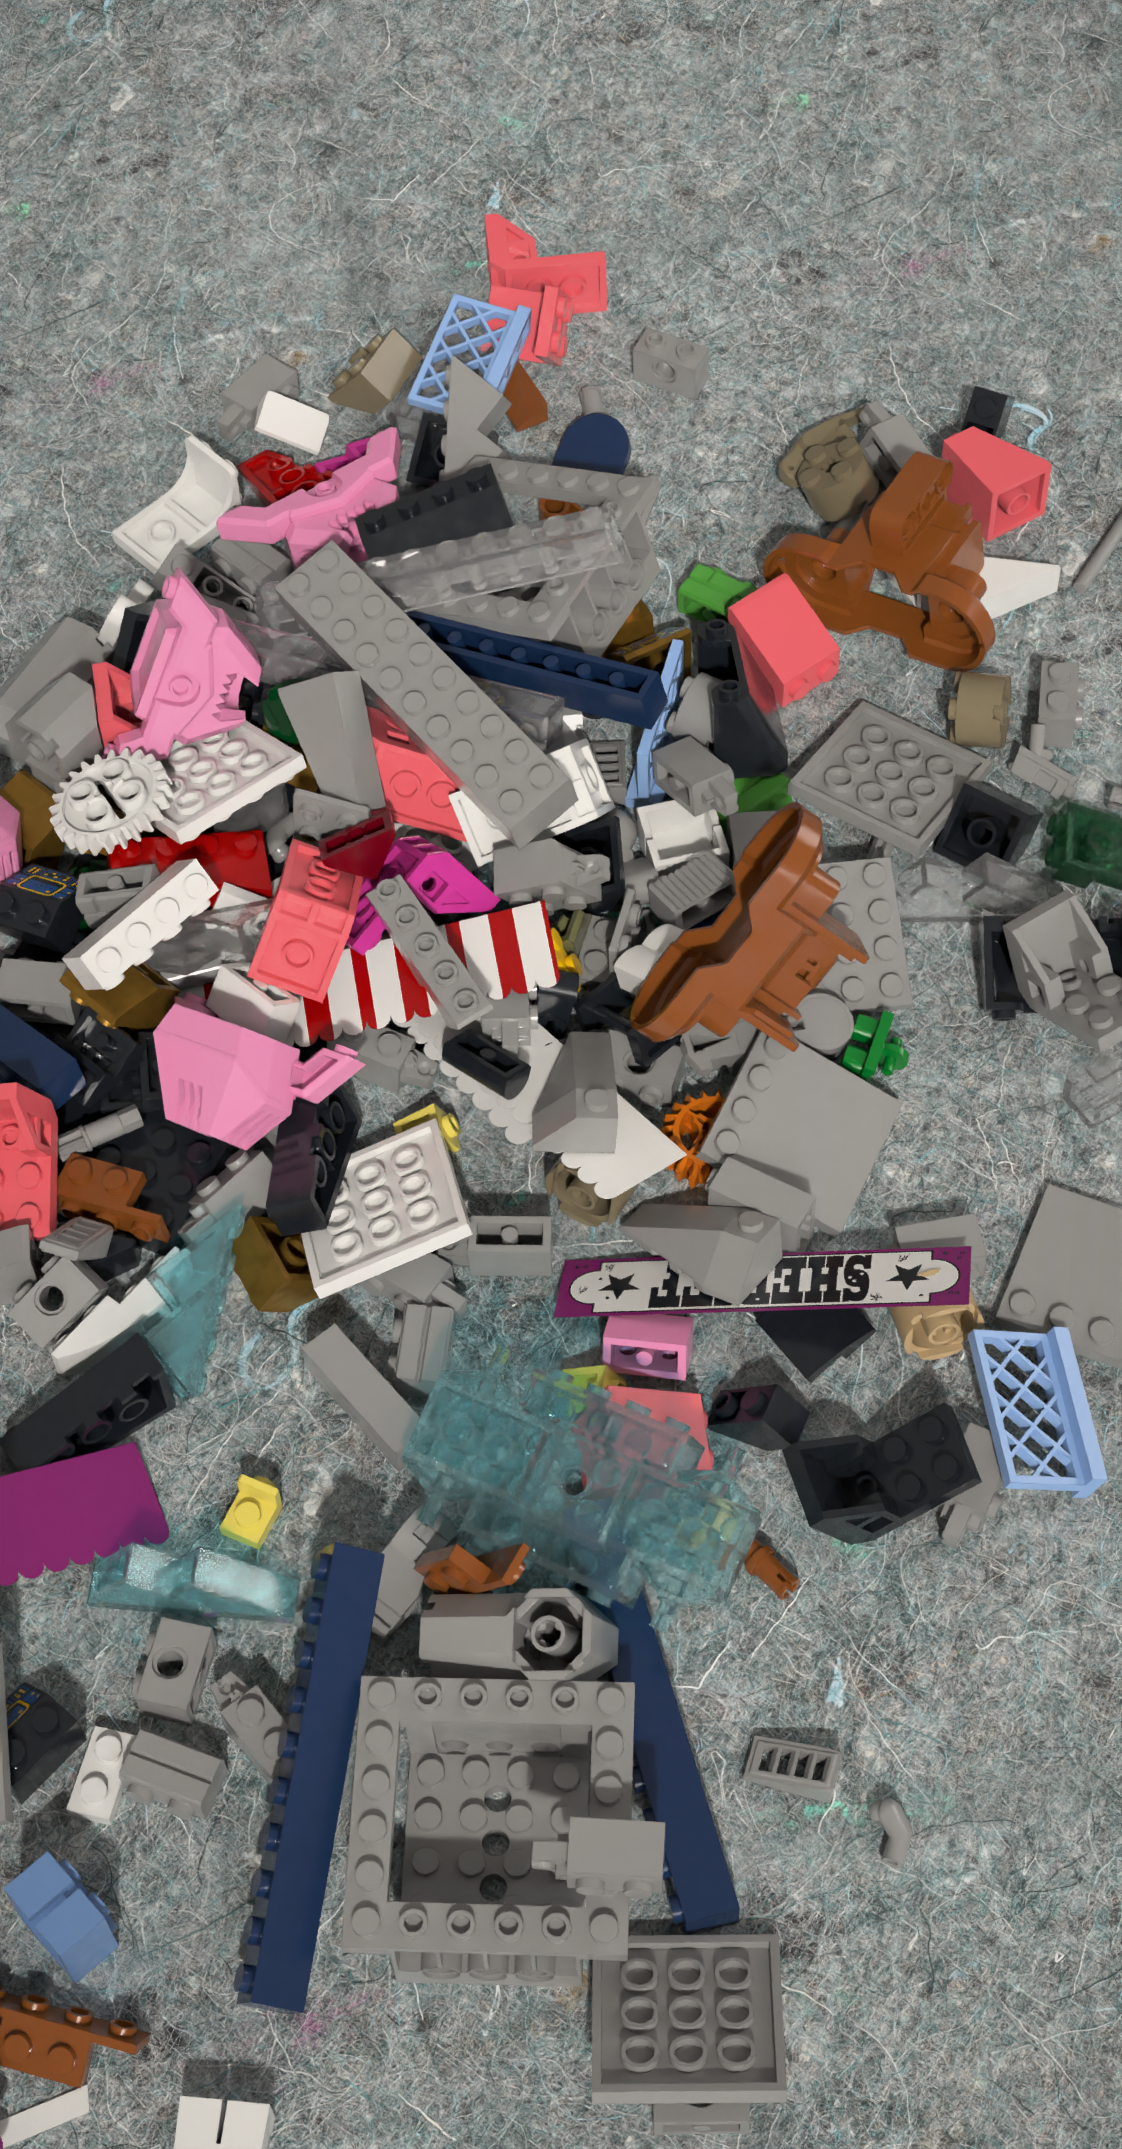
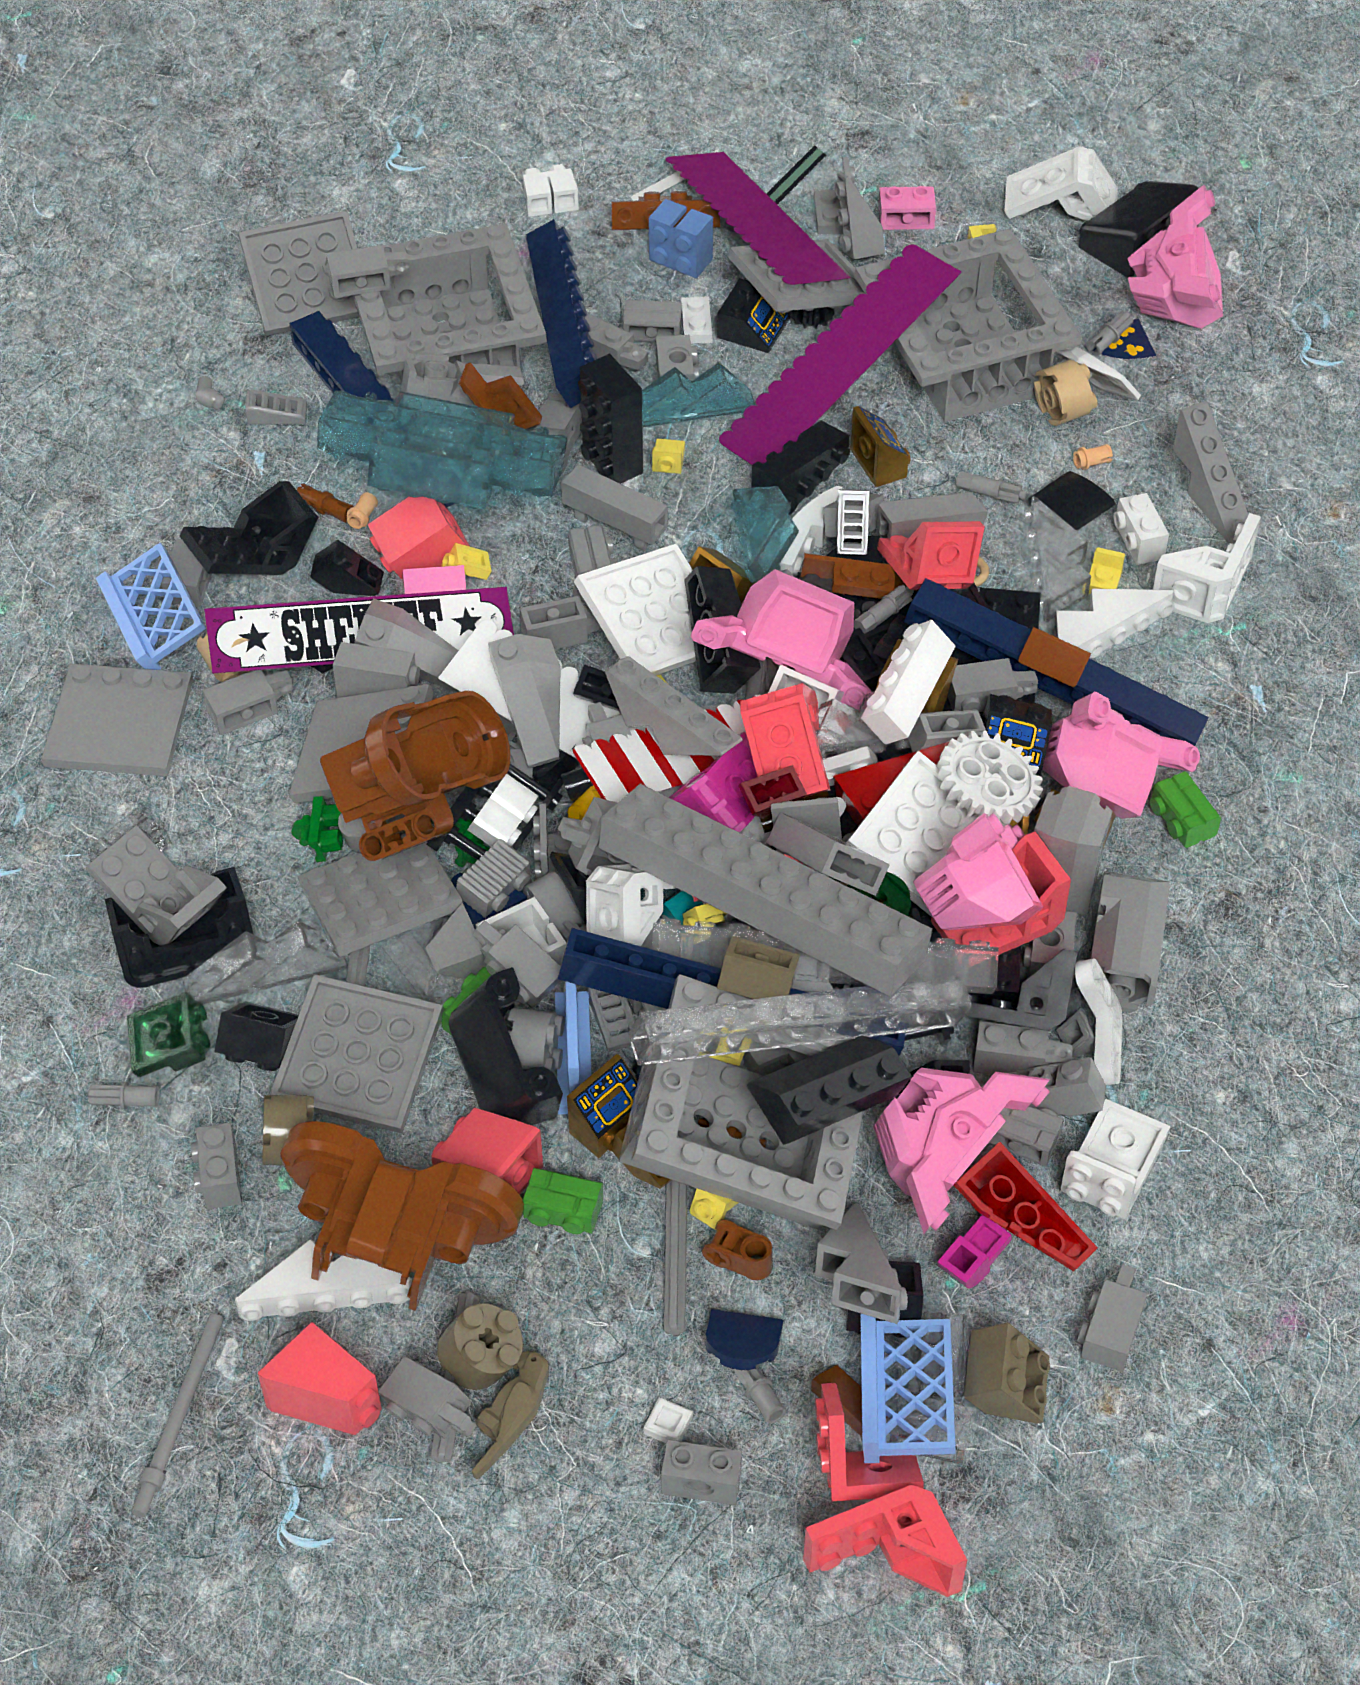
camera: 160 degrees right, 5 degrees down
(291, 422) = (1062, 1287): white slope -> none
(324, 1486) = (611, 419): none -> black brick
(462, 626) = (757, 970): none -> dark tan slope
(684, 419) = (668, 1421): none -> white tile
(988, 411) = (345, 1484): black slope -> none
(1035, 767) = (230, 1104): light grey piece -> none

